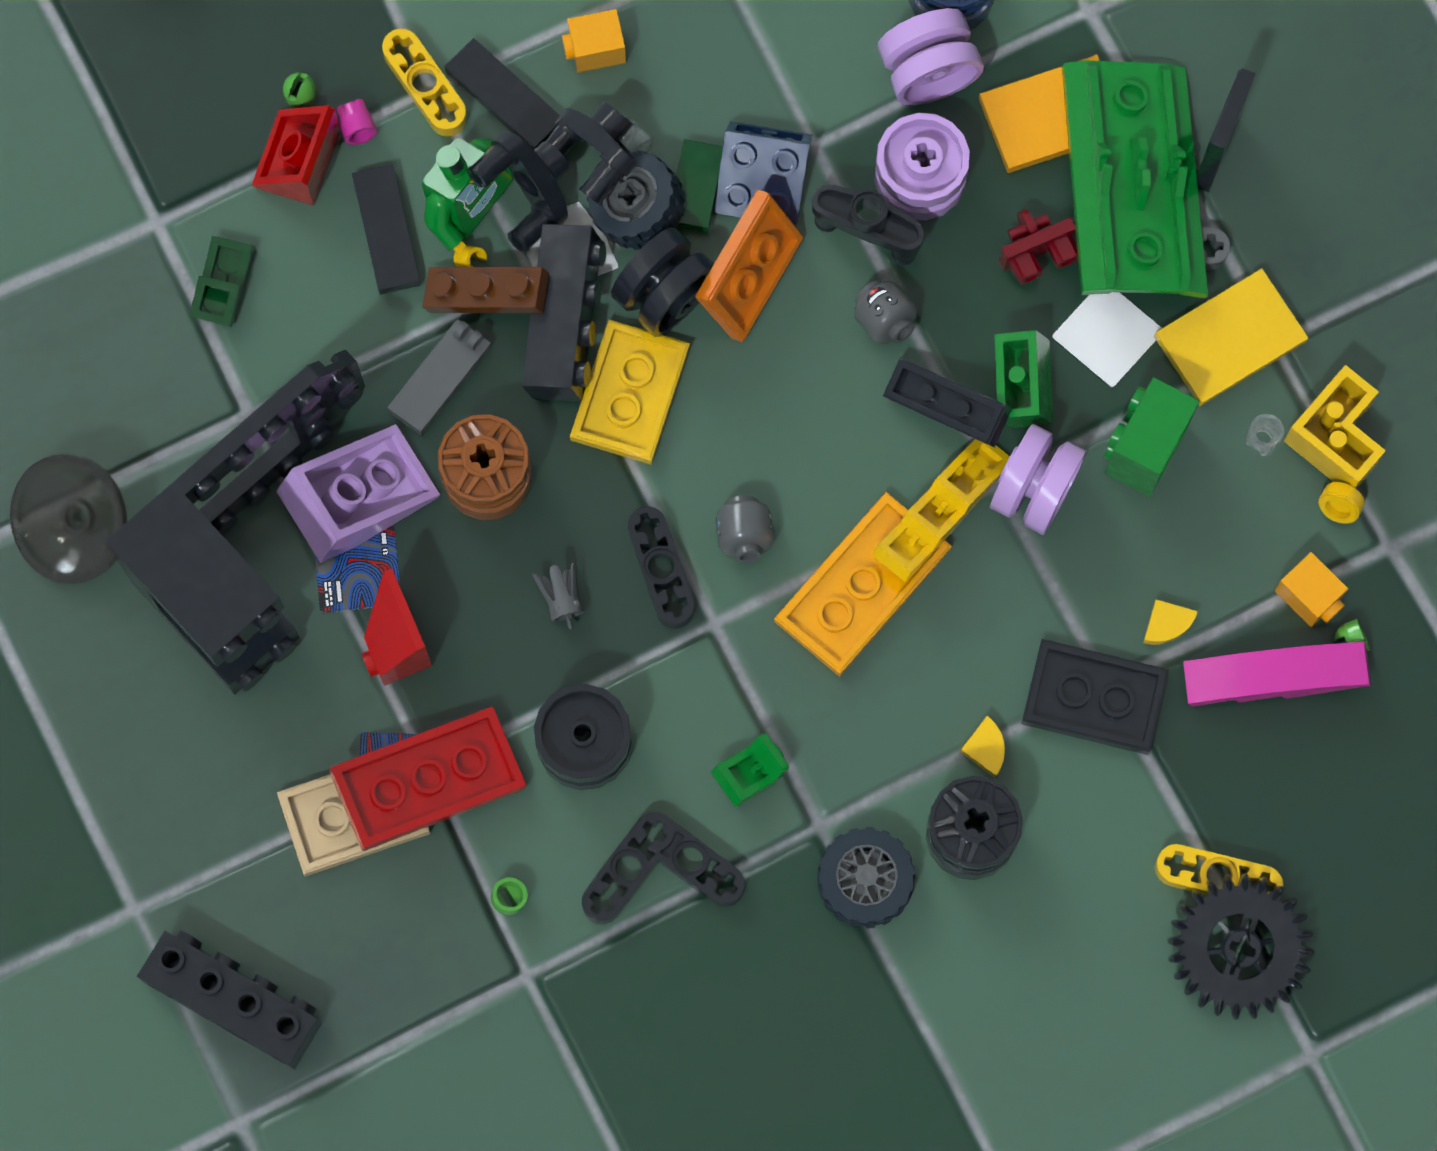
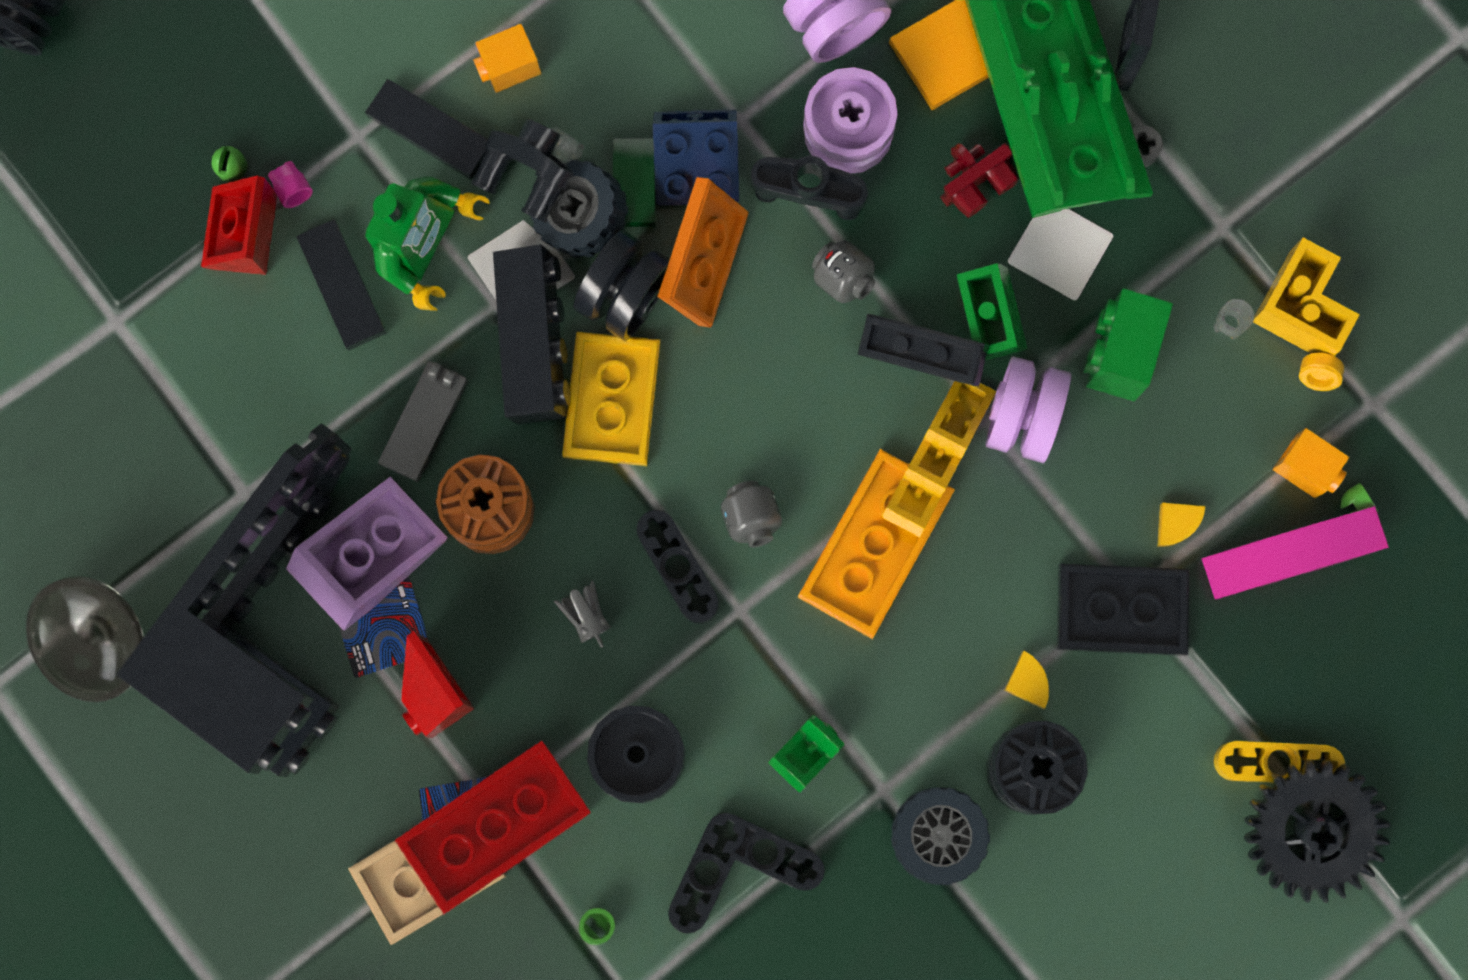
camera: 10 degrees left, 5 degrees up
(223, 281) = (192, 368): dark green slope -> none
(417, 53) = (336, 104): yellow beam -> none
(485, 290) = (451, 327): reddish brown plate -> none
(536, 176) = (477, 204): black connector -> none
(1231, 337) = (1180, 229): yellow tile -> none

